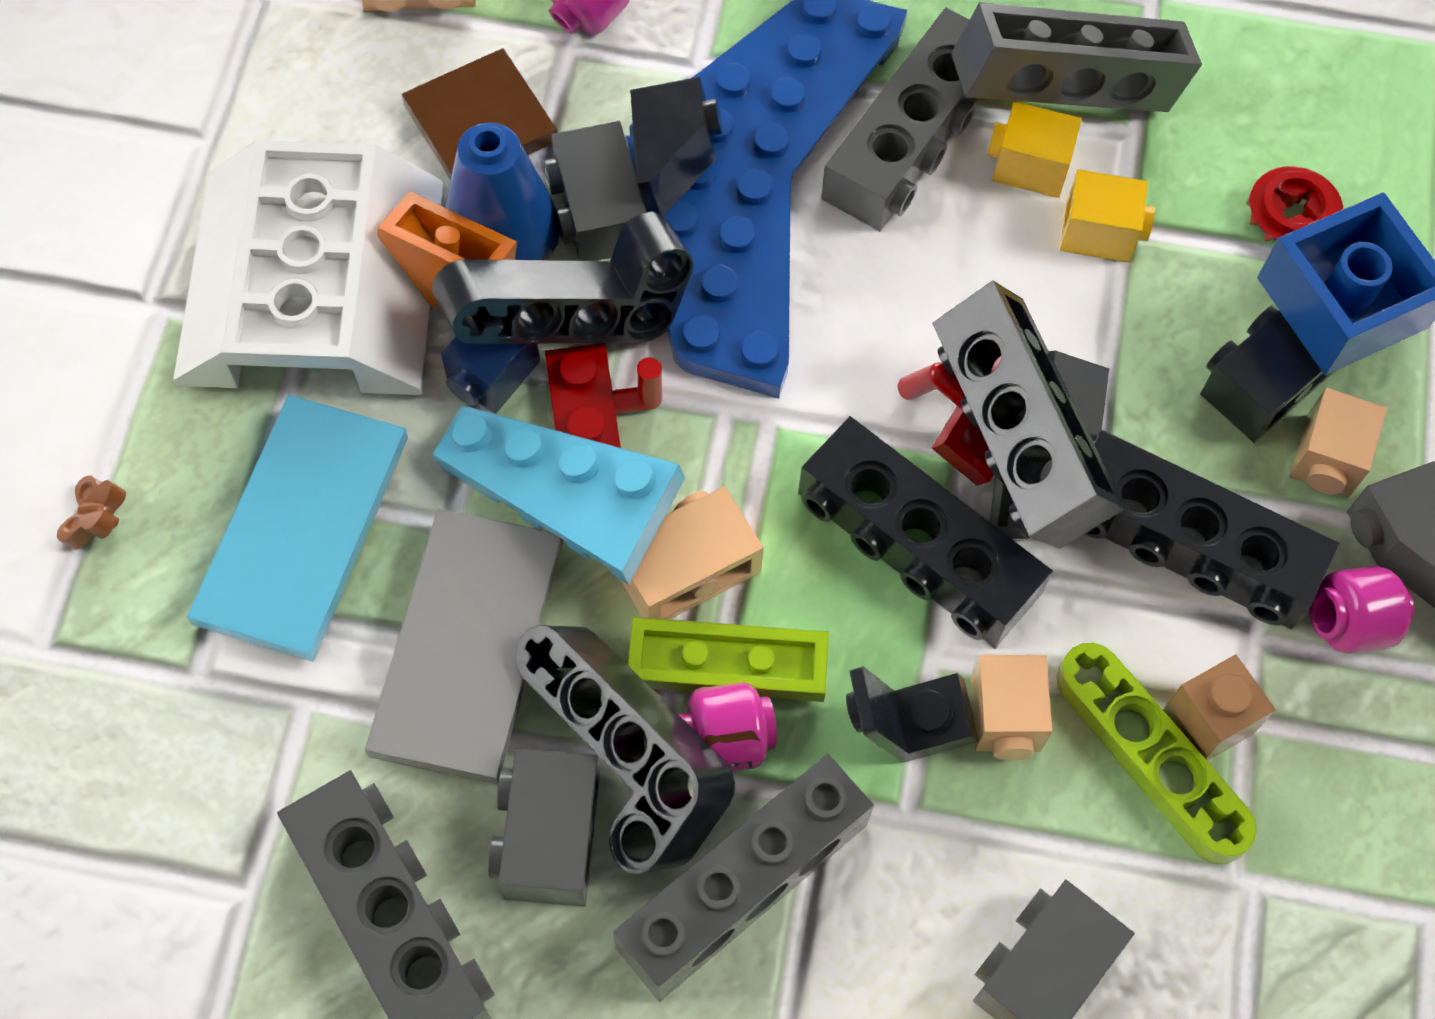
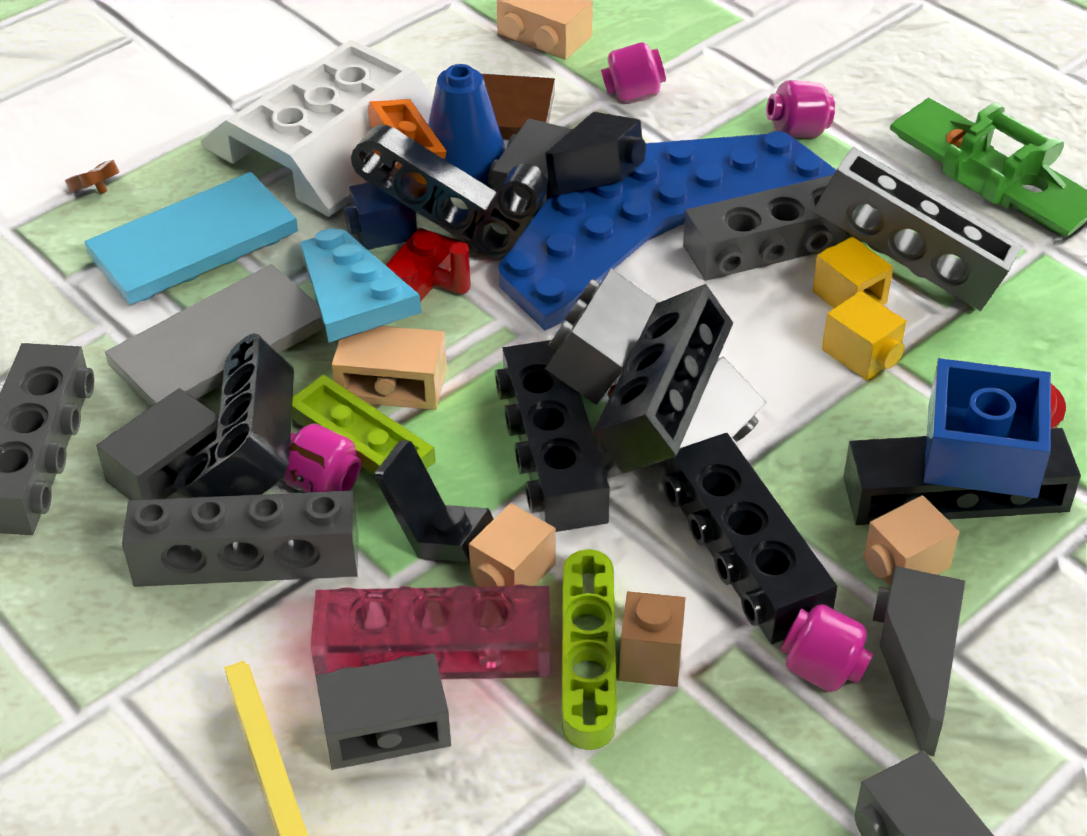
camera: 40 degrees right, 20 degrees down
(892, 388) = (599, 335): none -> brick
(947, 925) = (467, 627): none -> clear pink brick

